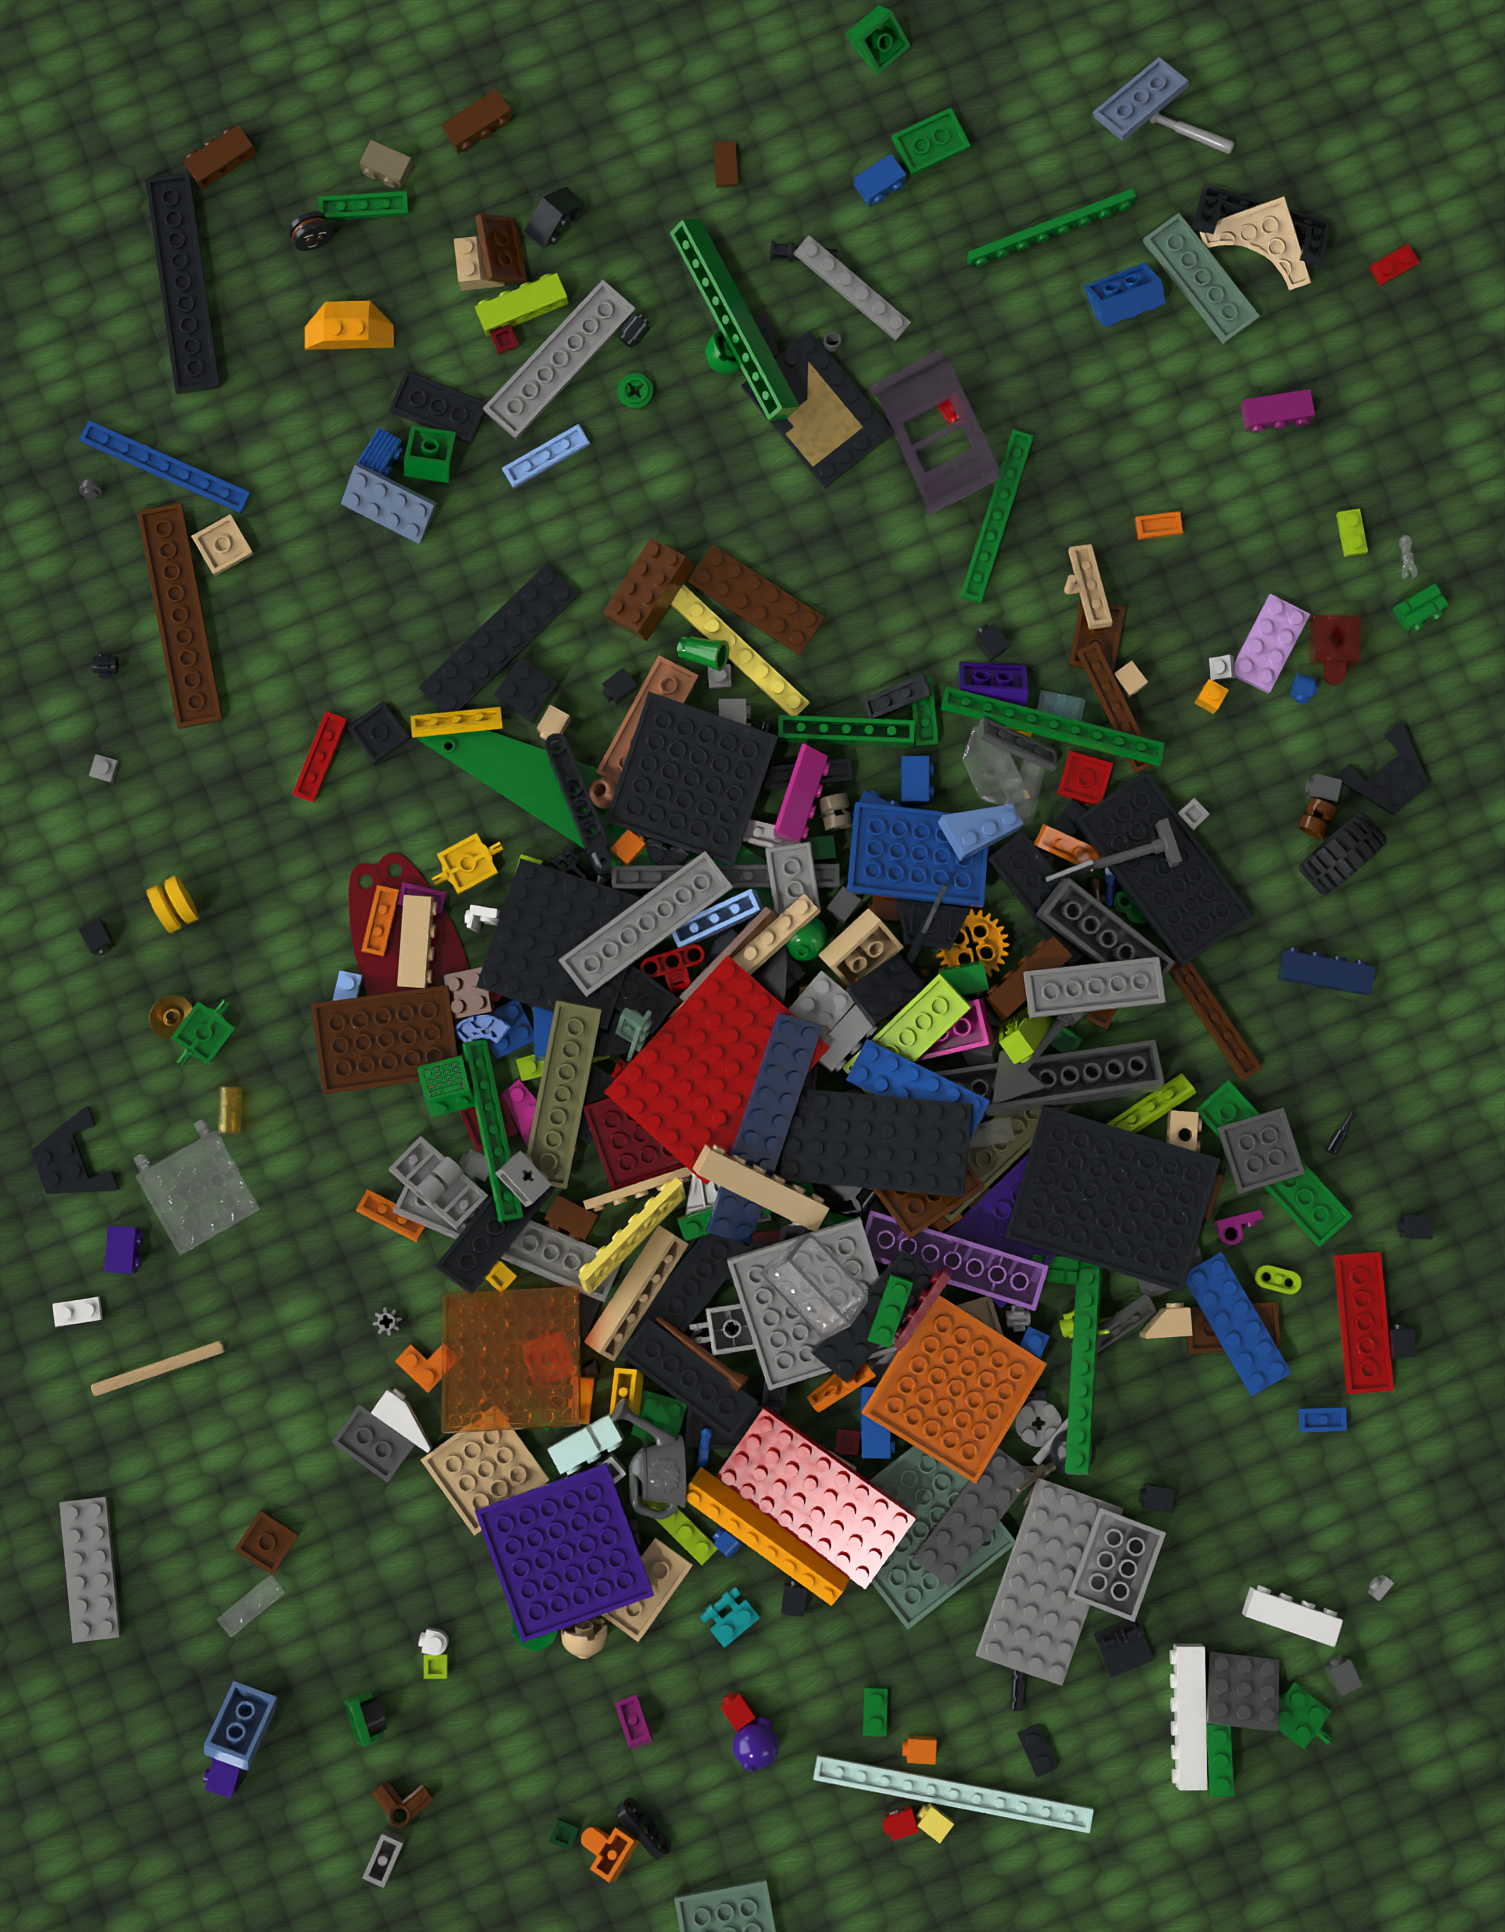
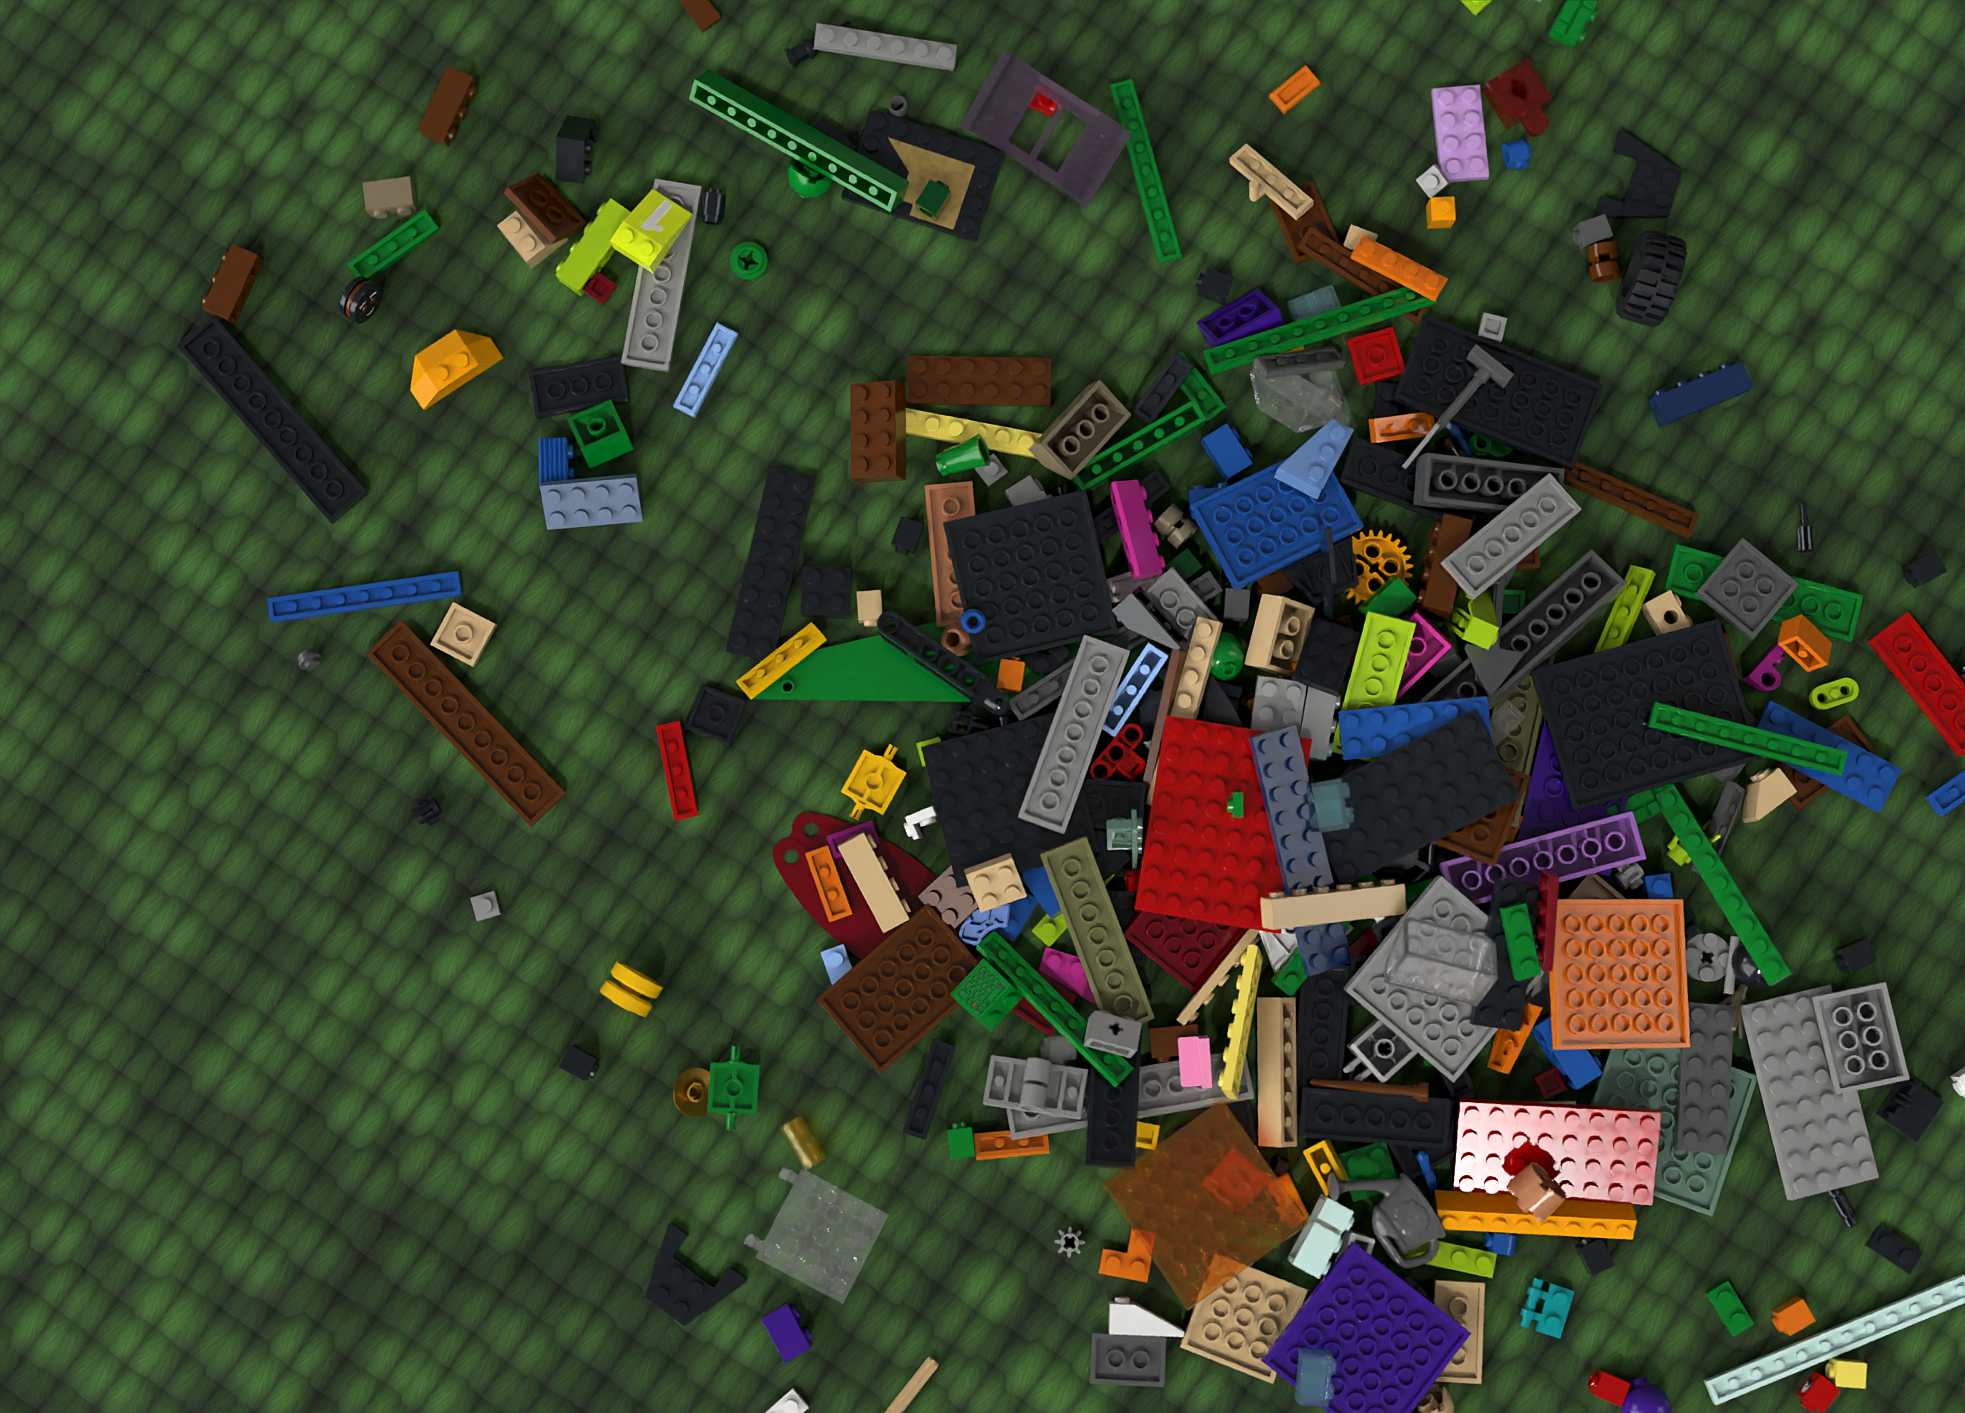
camera: 30 degrees left, 0 degrees up
(353, 1188) = (961, 1141): none -> green brick
(355, 1132) = (929, 1089): none -> black plate
(506, 1548) = (1314, 1377): none -> clear light blue brick
(508, 1001) = (995, 882): none -> tan plate
(572, 318) = (650, 230): none -> neon yellow slope
(575, 1242) = (1195, 1061): none -> bright pink panel
(616, 784) = (973, 628): none -> blue plate
(734, 1059) = (1235, 804): none -> green plate
(762, 869) = (1143, 616): none -> slope
(777, 1517) = (1536, 1192): none -> nougat brick
(808, 689) = (1080, 431): none -> dark tan slope
(811, 432) = (933, 199): none -> dark green brick
(811, 1108) = (1332, 805): none -> clear light blue brick
(1146, 719) = (1399, 268): none -> orange plate
(1179, 1269) = (1747, 739): none -> green plate
(1278, 1223) = (1804, 643): none -> orange brick

